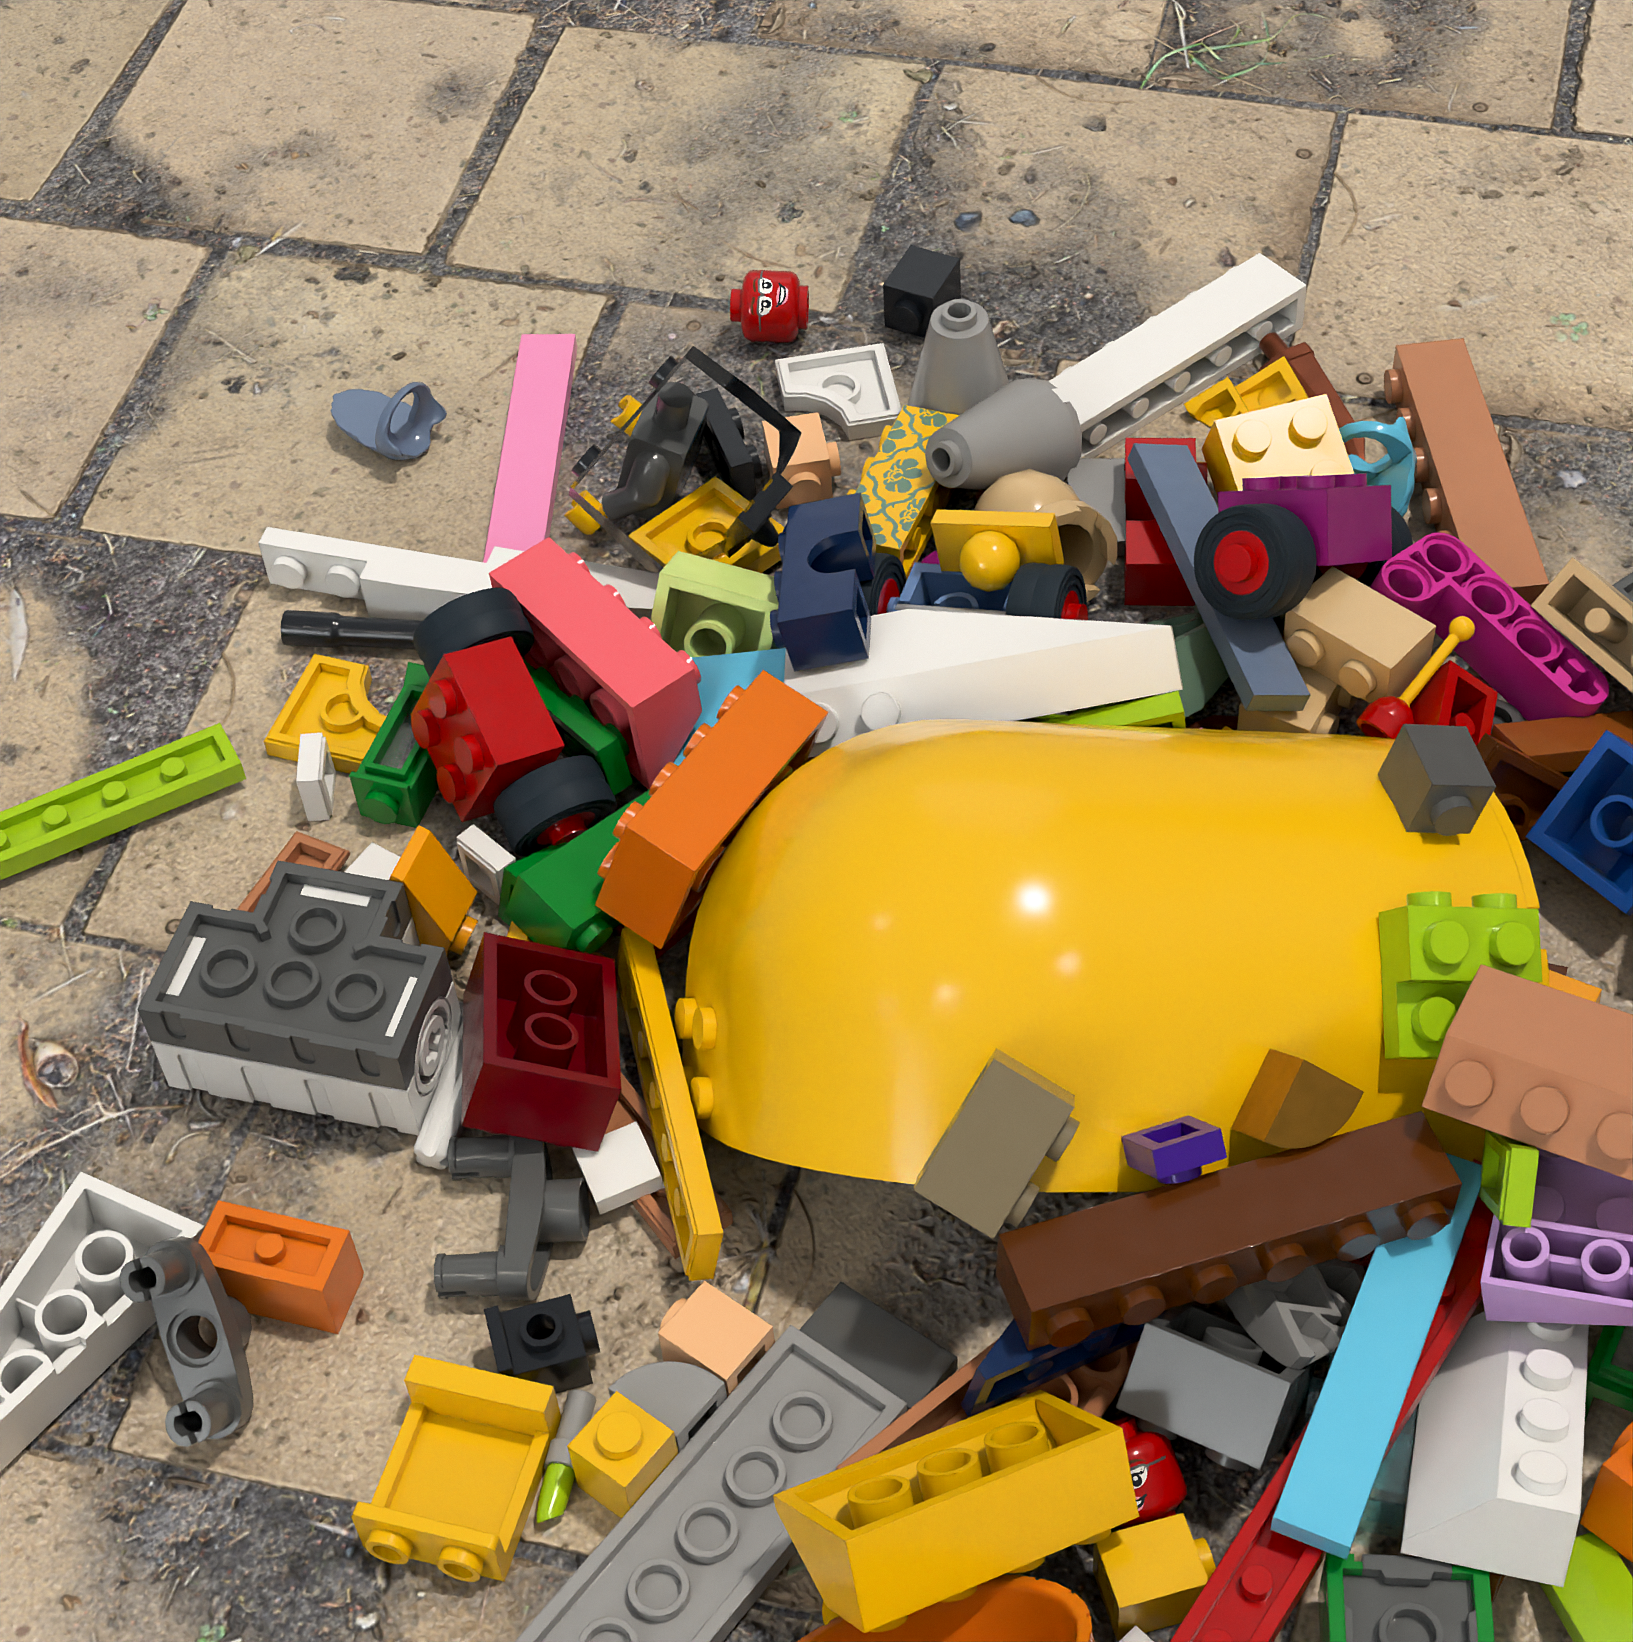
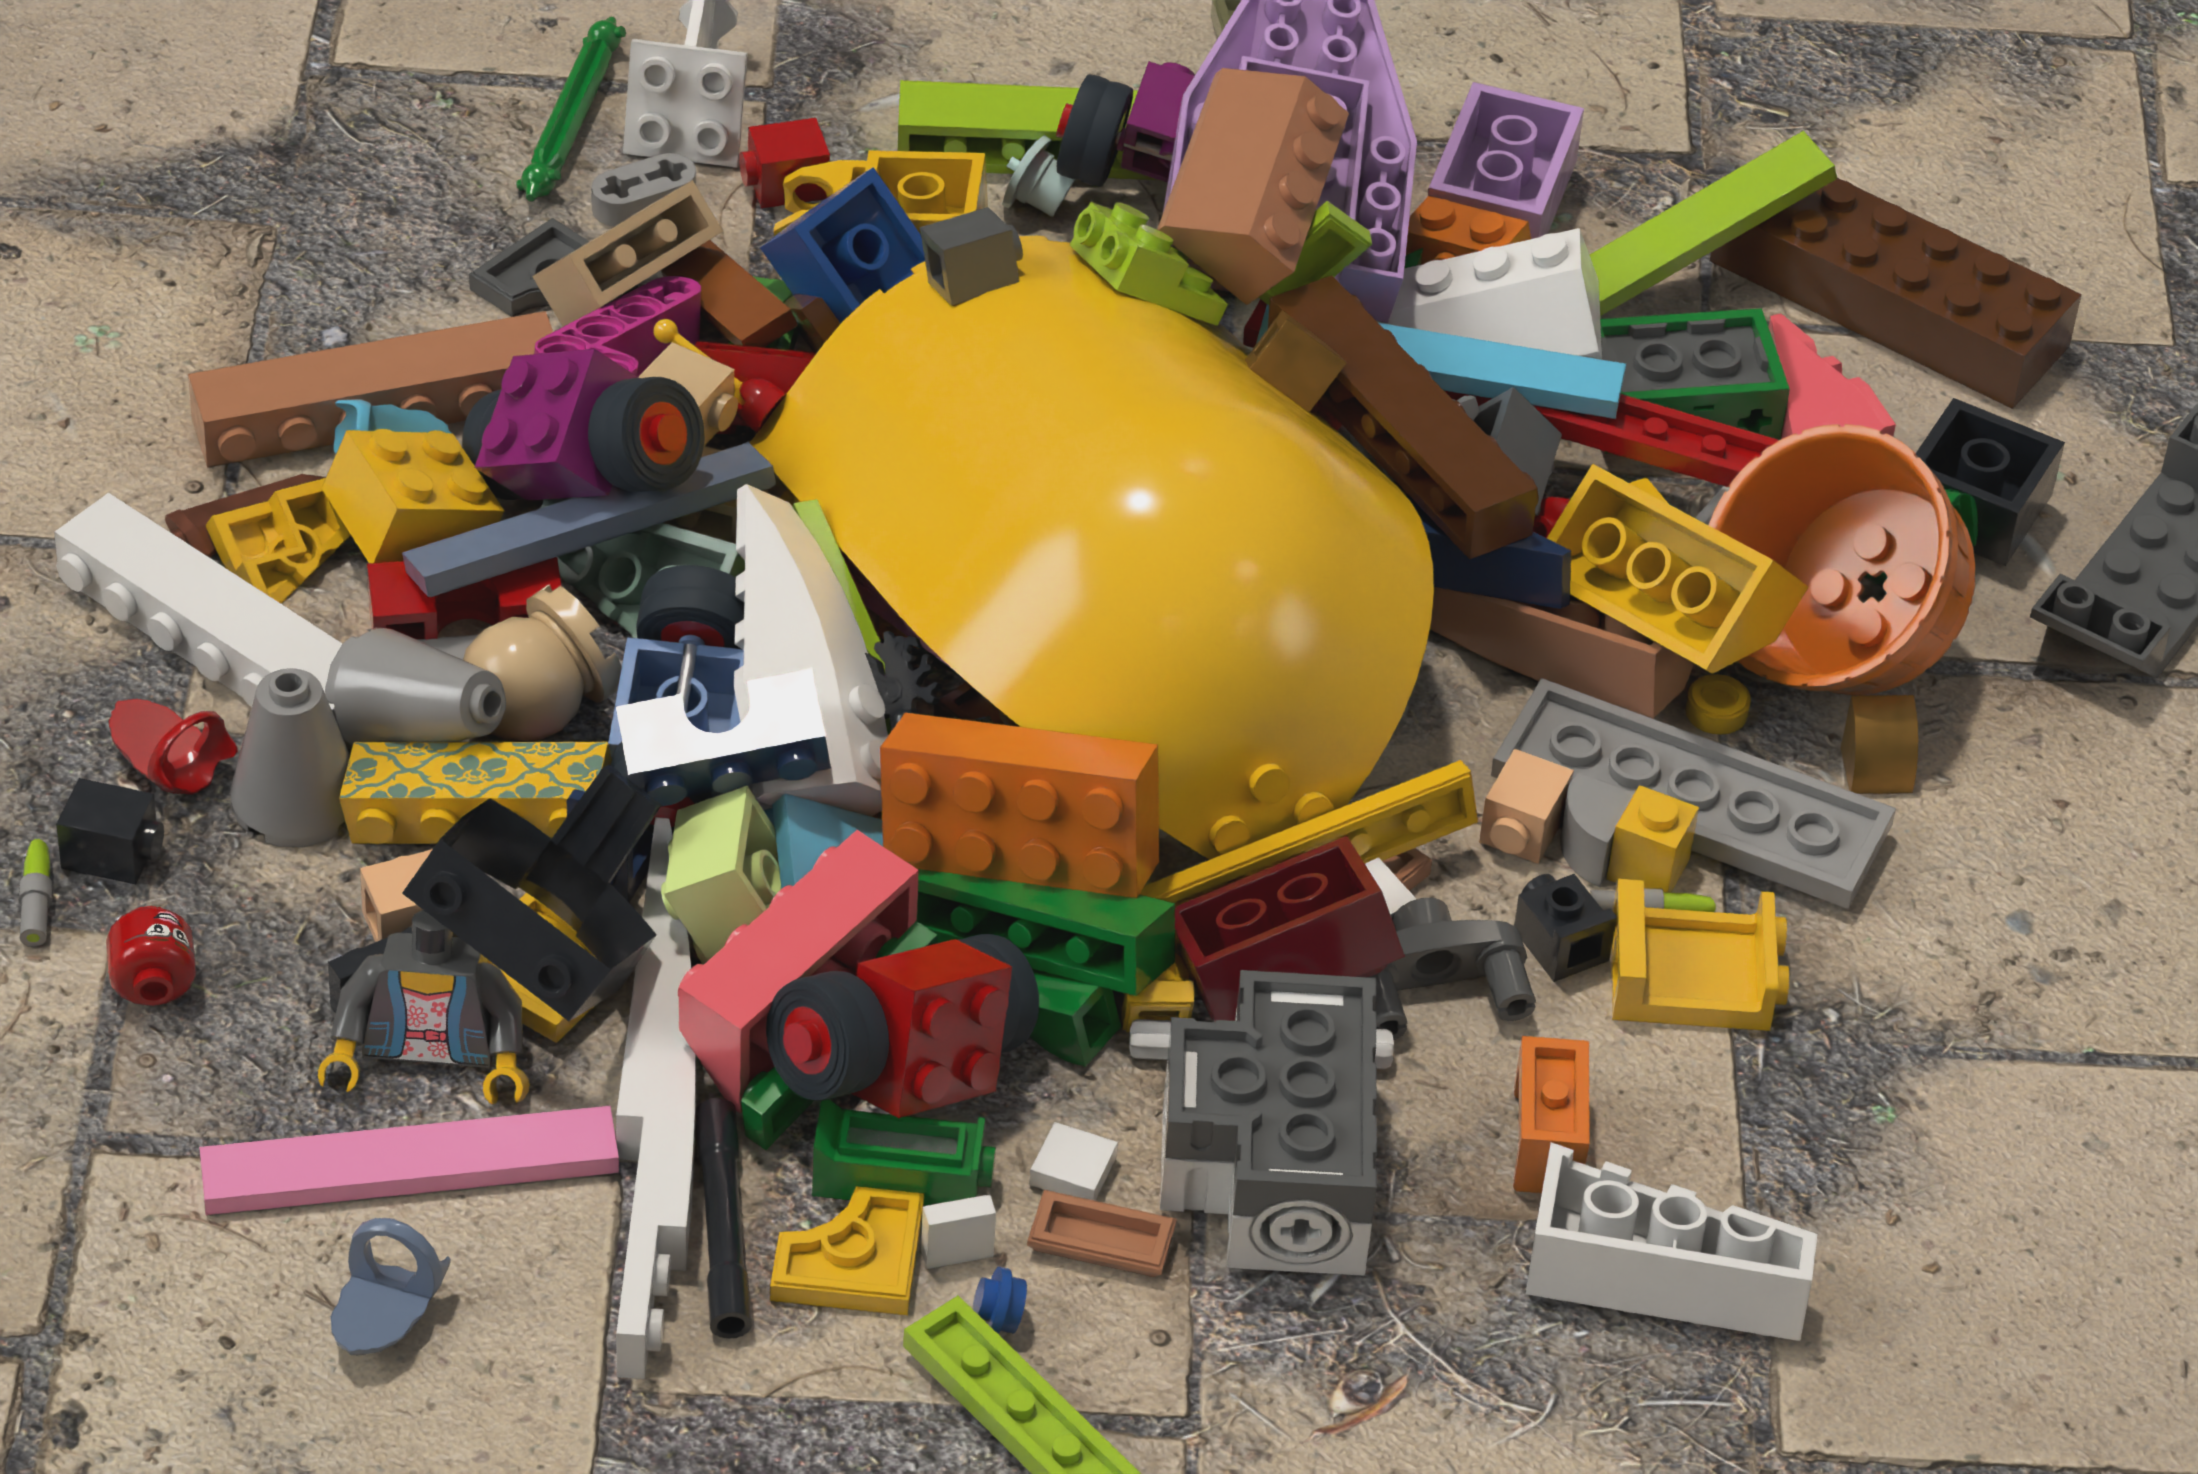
camera: 110 degrees left, 5 degrees down
(211, 1380) = (1662, 1135): dark grey connector -> none
(230, 797) = (1001, 1300): none -> blue plate
(436, 893) = (1130, 1075): light orange slope -> none
(483, 861) = (1046, 1060): white tile -> none
(843, 384) = (260, 894): white tile -> none
(873, 263) = (35, 894): none -> light grey piece
(880, 1345) = (1482, 718): dark grey tile -> none
(994, 544) = (627, 643): yellow tile -> none
(997, 1144) = (1417, 491): dark tan brick -> none
(1026, 326) = (170, 748): none -> red piece
(1174, 1149) = (1362, 417): dark purple plate -> none

